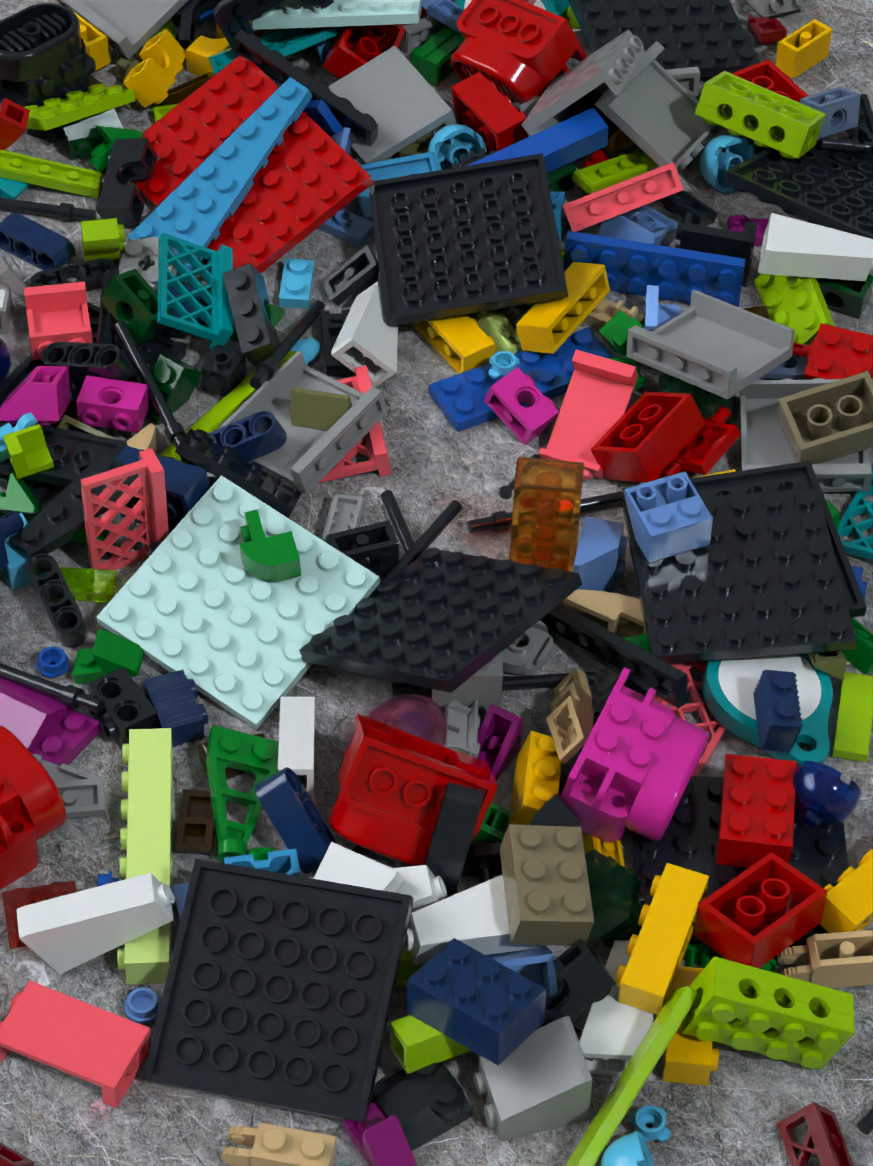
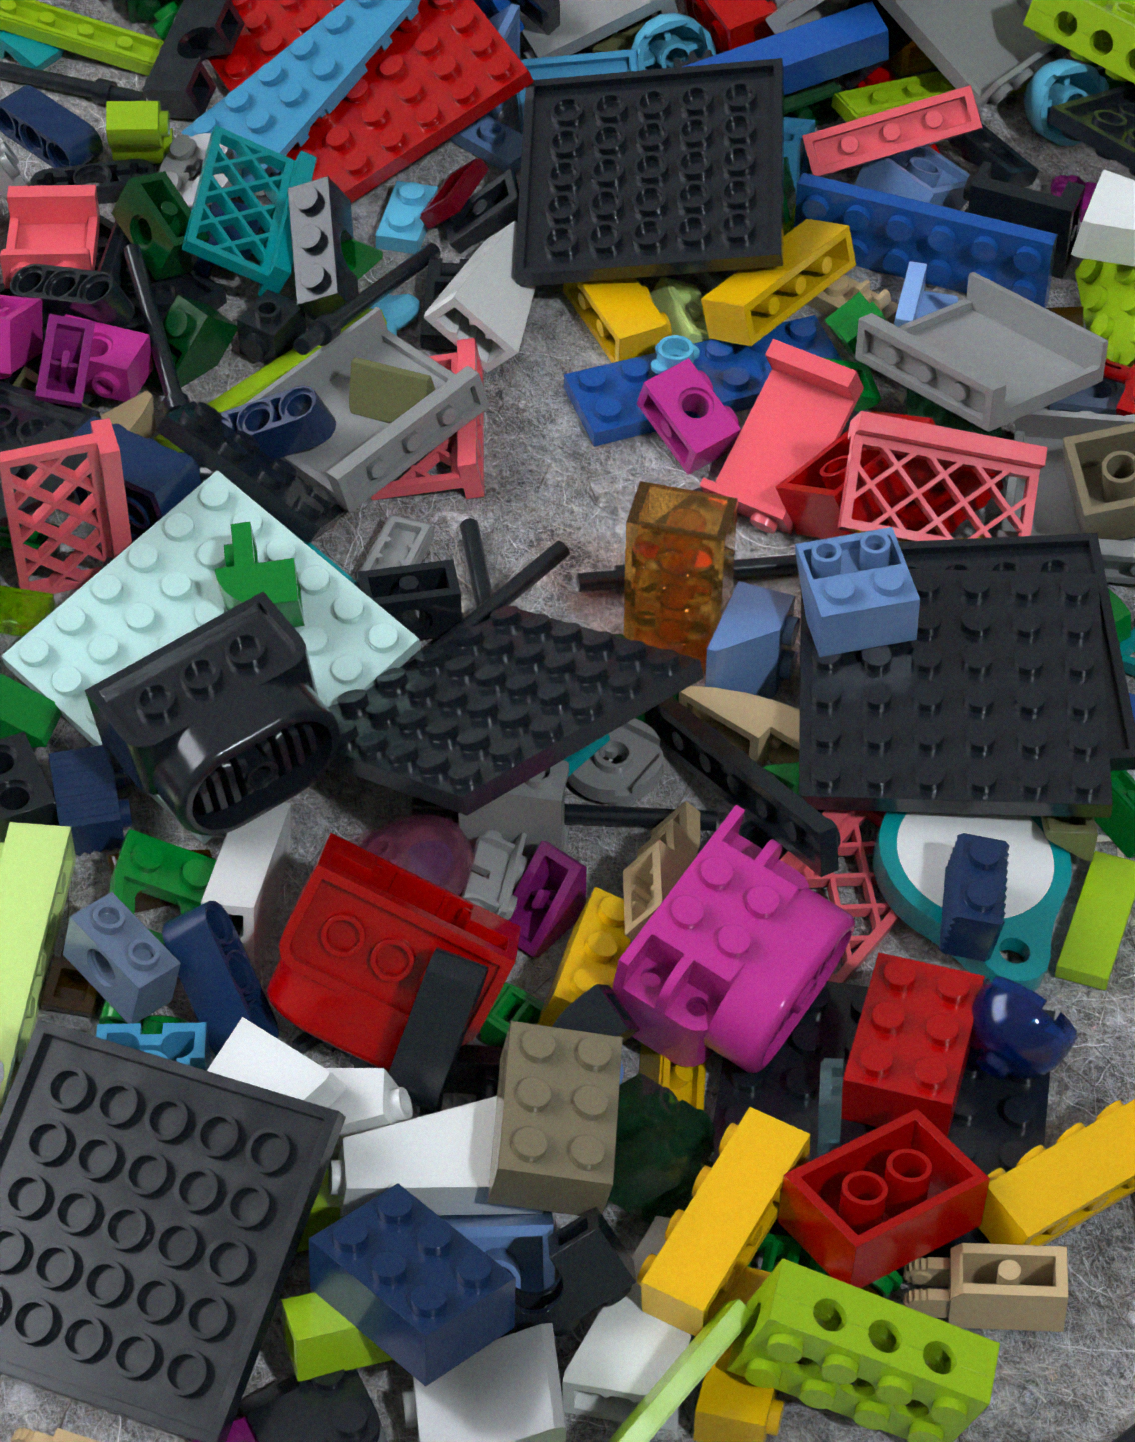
camera: 10 degrees right, 0 degrees up
(97, 409) = (65, 360): none -> magenta slope
(230, 812) = (121, 958): none -> sand blue brick
(265, 645) = (219, 719): none -> black brick
(327, 263) = (454, 192): none -> dark red tile
(699, 413) = (937, 446): none -> coral fence
(715, 858) = (830, 1105): none -> clear light blue tile

